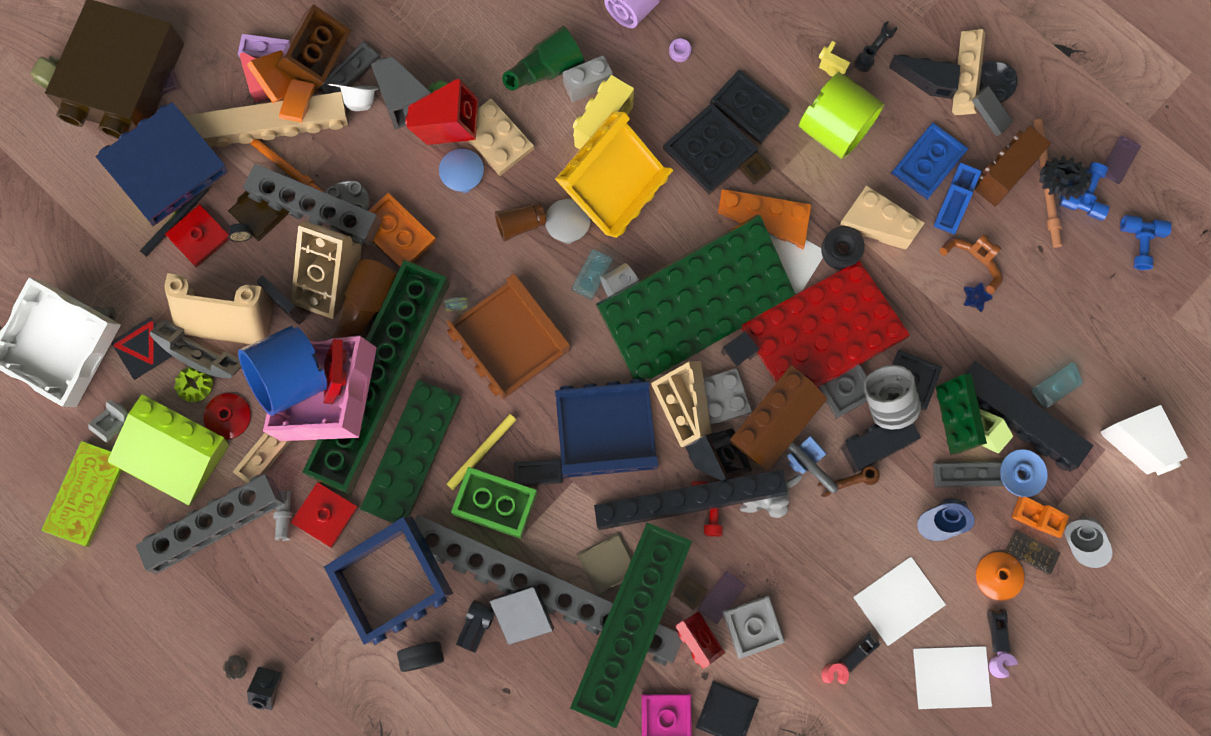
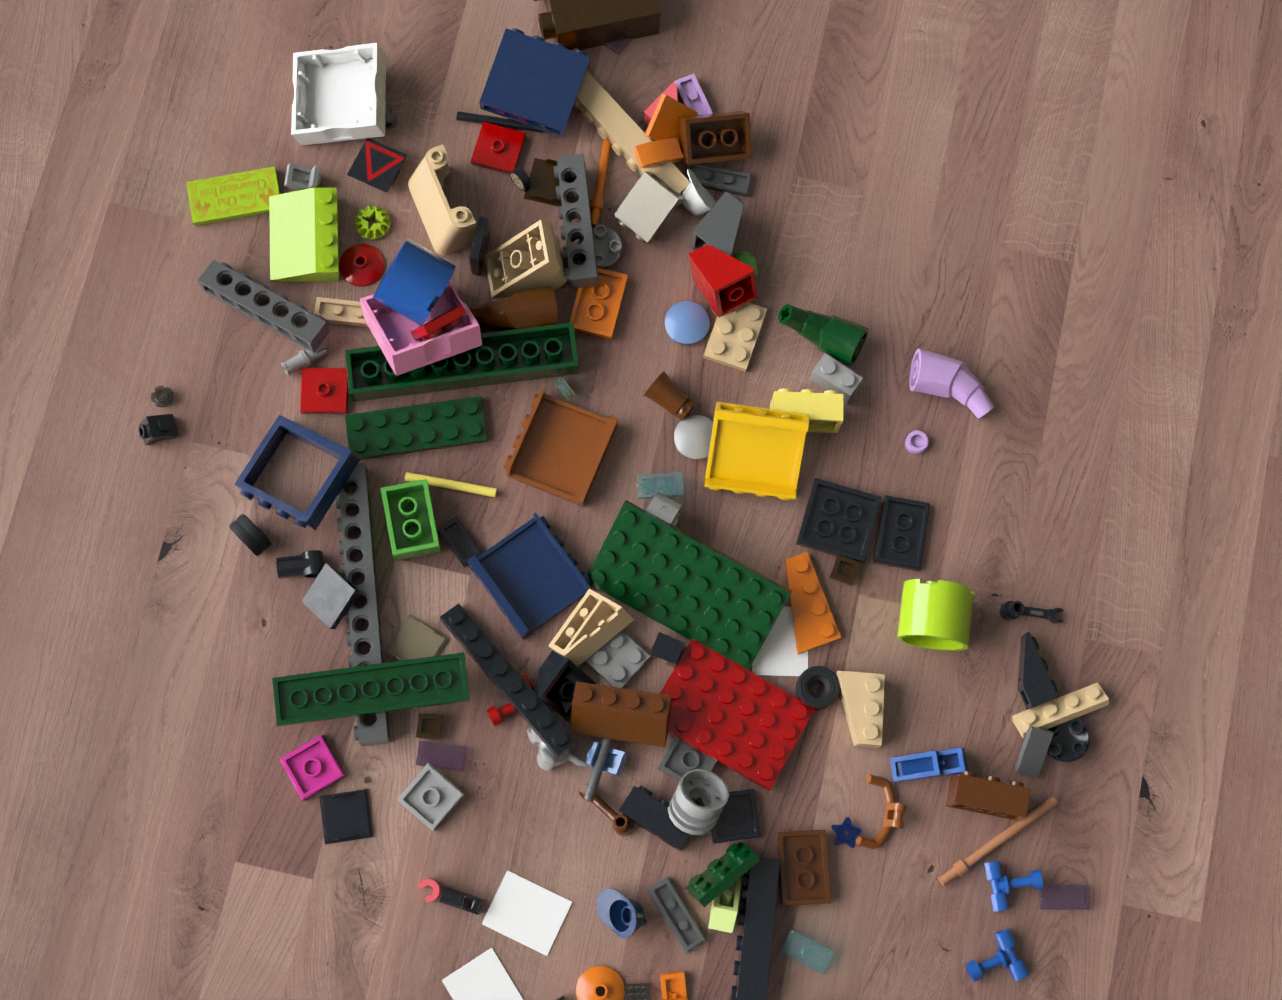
camera: 55 degrees right, 0 degrees up
(192, 354) = (395, 204): dark grey slope -> none
(339, 139) = (648, 206): none -> panel
(700, 640) = (392, 755): red plate -> none
(831, 63) = (986, 585): light yellow bracket -> none
(929, 161) = (952, 721): blue tile -> none
(988, 345) = (803, 868): none -> reddish brown plate
(1032, 468) = (717, 963): medium blue dish -> none
(1065, 178) = (1010, 853): black gear -> none

